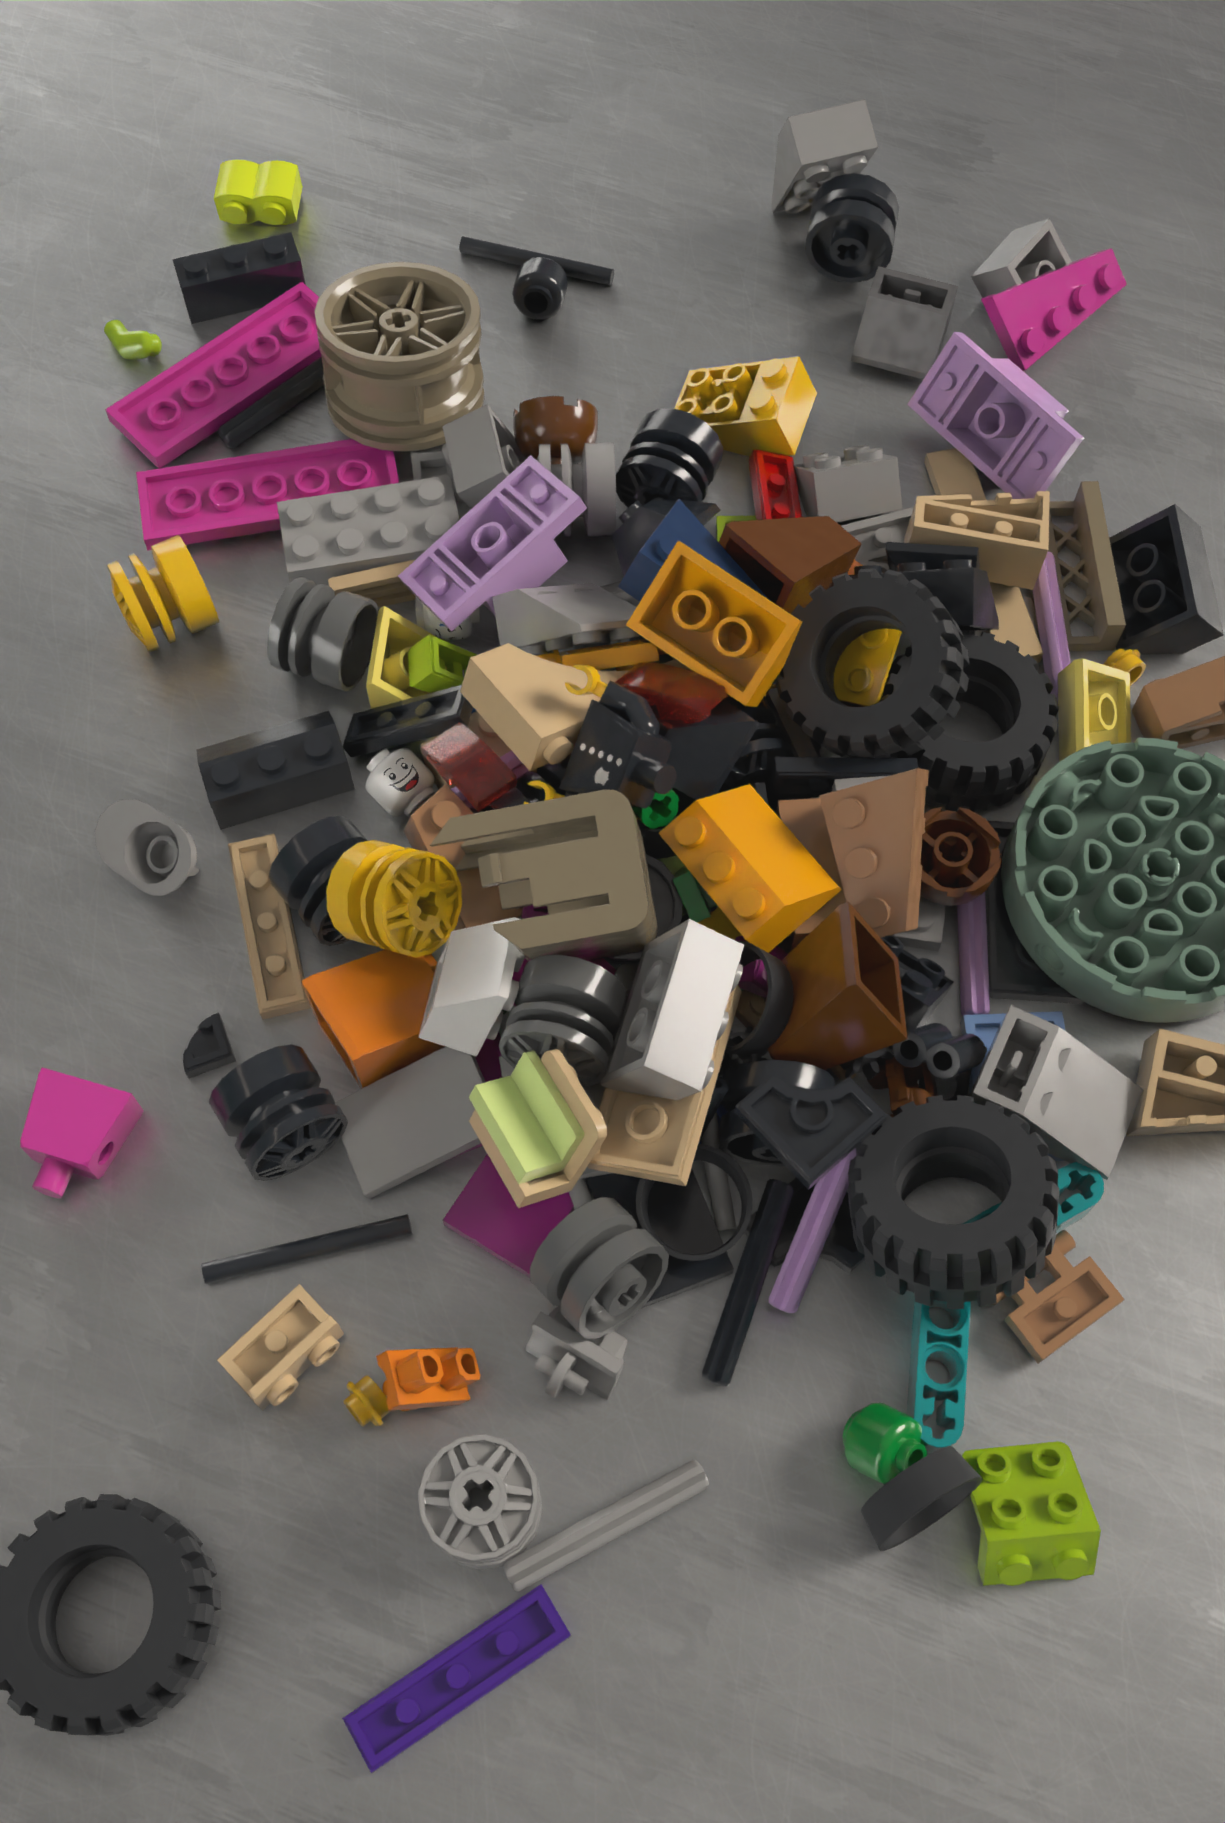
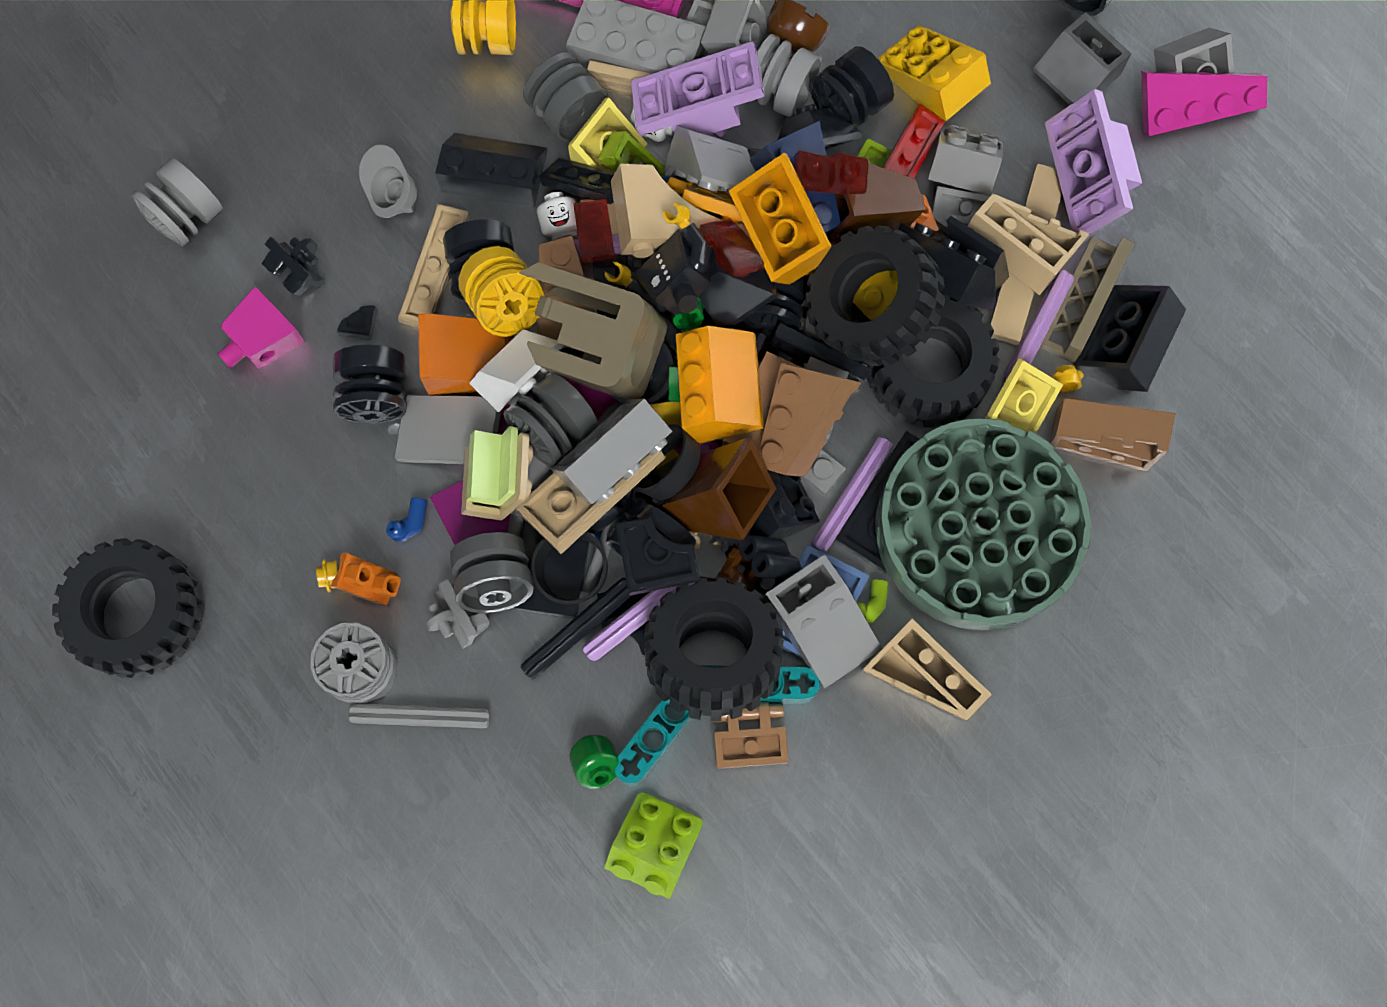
camera: 30 degrees right, 10 degrees up
(94, 1024) = (283, 256): none -> black hips
(282, 1348) = (300, 519): tan bracket -> none
(306, 1249) = (348, 471): black bar -> none
(438, 1271) = (410, 525): none -> blue arm
(456, 1678) = (294, 747): dark purple tile -> none
(745, 544) = (832, 174): none -> clear red slope
(919, 1497) = (591, 800): black tyre -> none
(957, 856) = (859, 443): reddish brown cylinder -> none
(1084, 1030) = (877, 600): none -> lime arm

